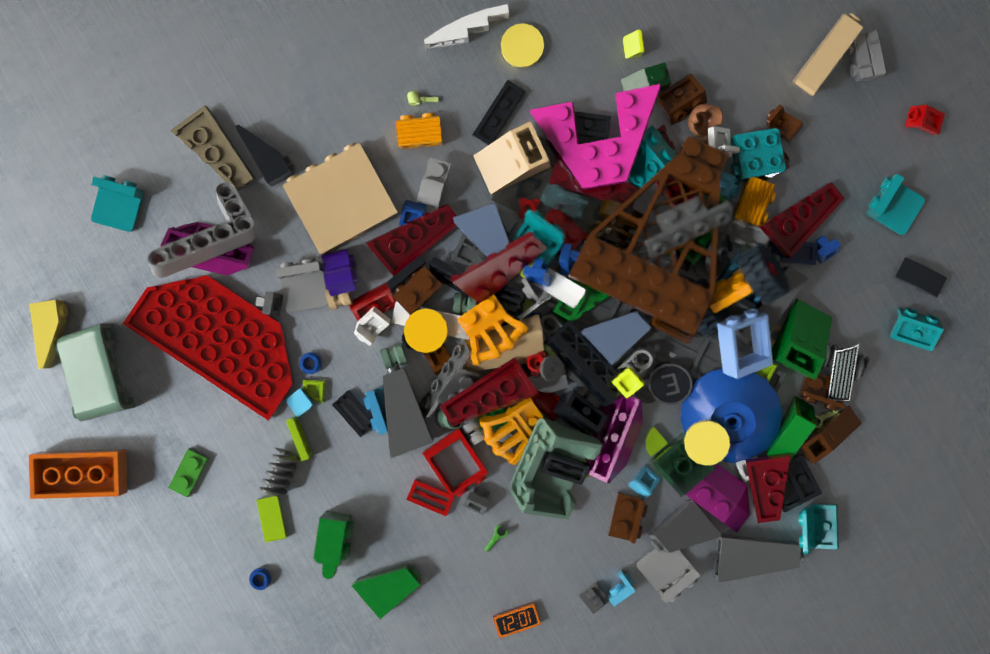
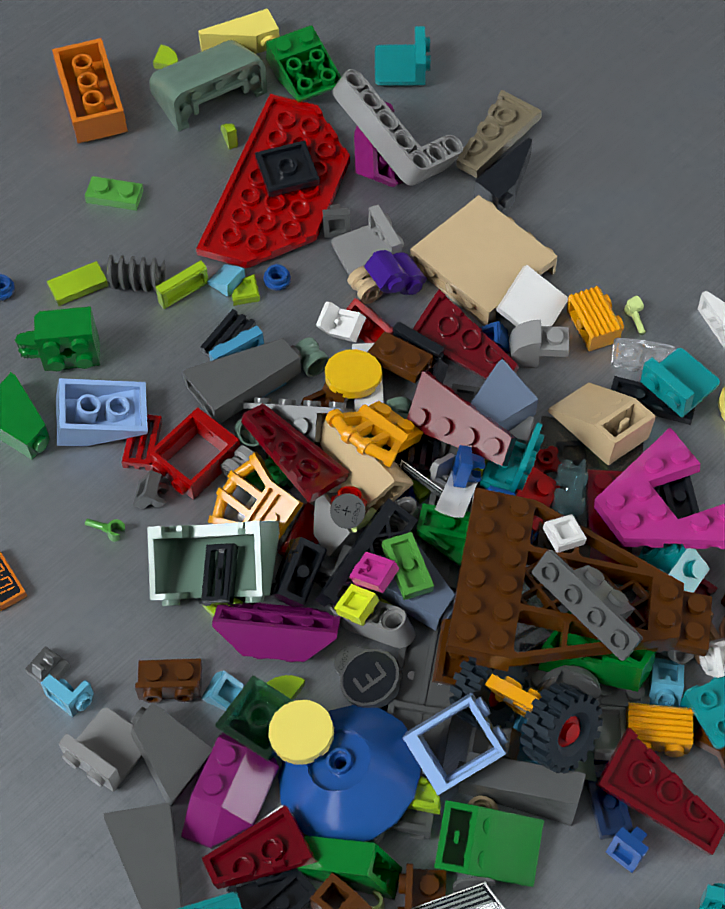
camera: 75 degrees right, 30 degrees down
(54, 400) = (164, 57): none -> lime tile
(102, 288) = (302, 64): none -> green slope
(154, 366) = (230, 135): none -> lime tile
(209, 330) = (287, 168): none -> black tile
(396, 176) = (532, 299): none -> white tile
(402, 523) = (99, 411): none -> light blue slope
(462, 107) = (633, 353): none -> clear slope
(496, 89) = (679, 380): none -> teal bracket
(612, 339) = (412, 575): none -> bright green plate
(614, 365) = (374, 572): none -> dark pink bracket
(623, 224) = (564, 533): none -> white tile

